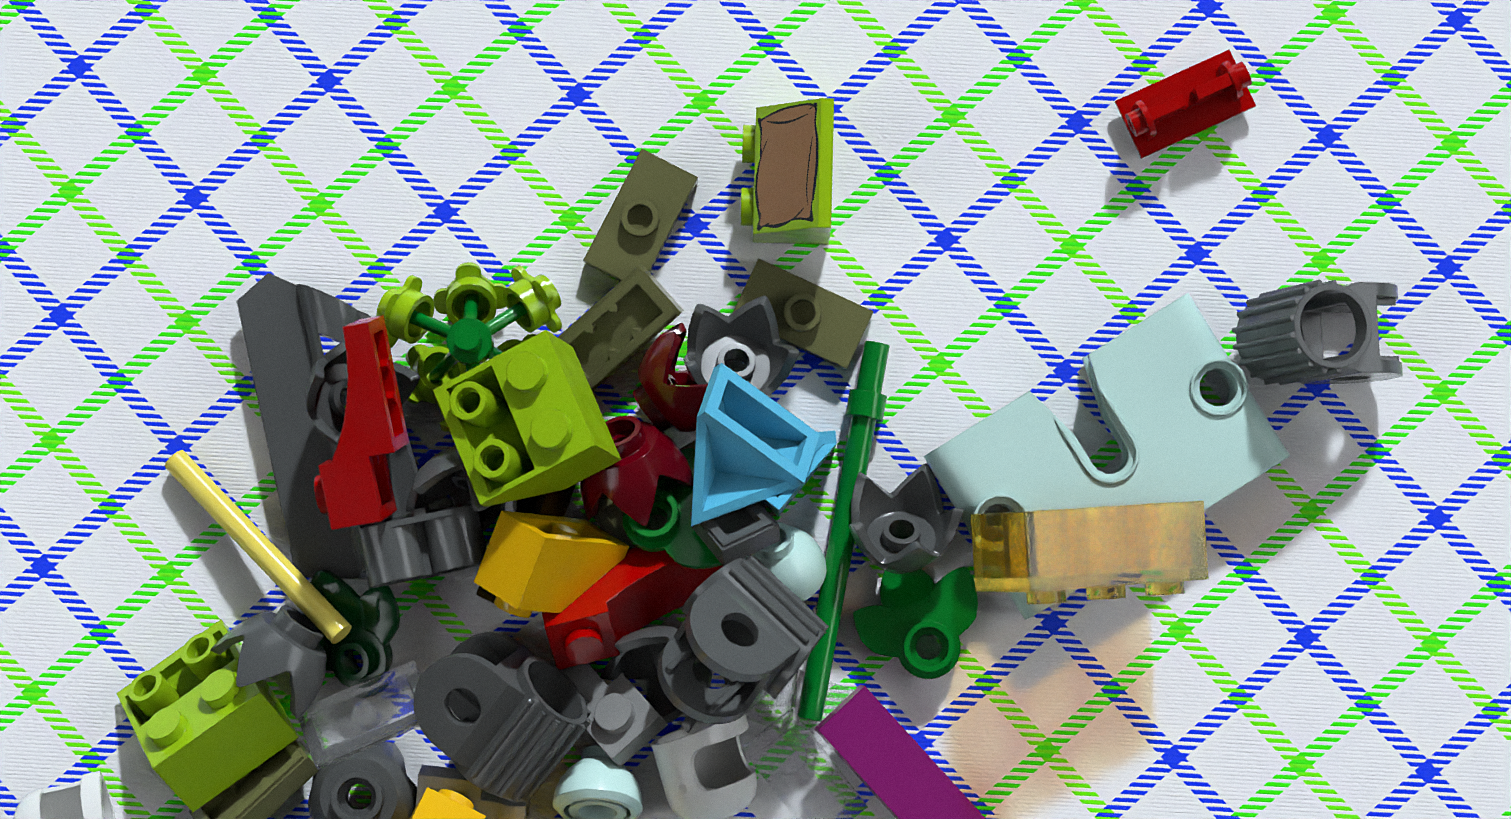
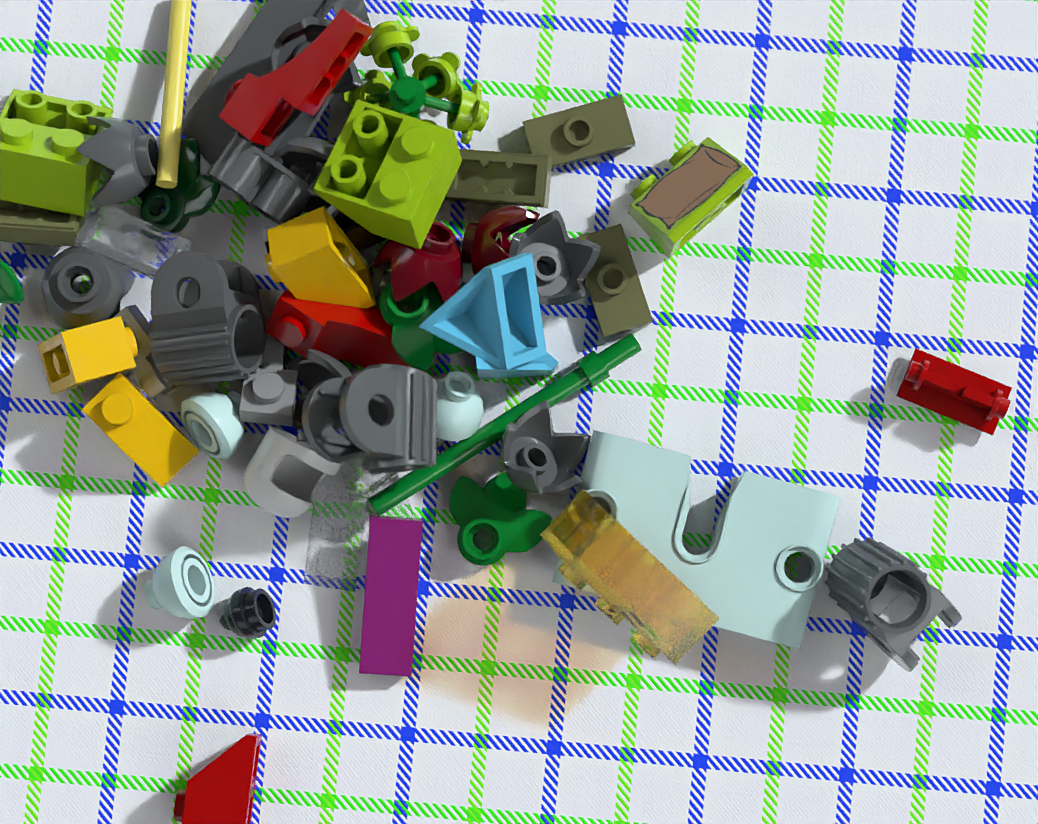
camera: 50 degrees right, 0 degrees up
(739, 532) = (442, 359): dark grey tile -> none

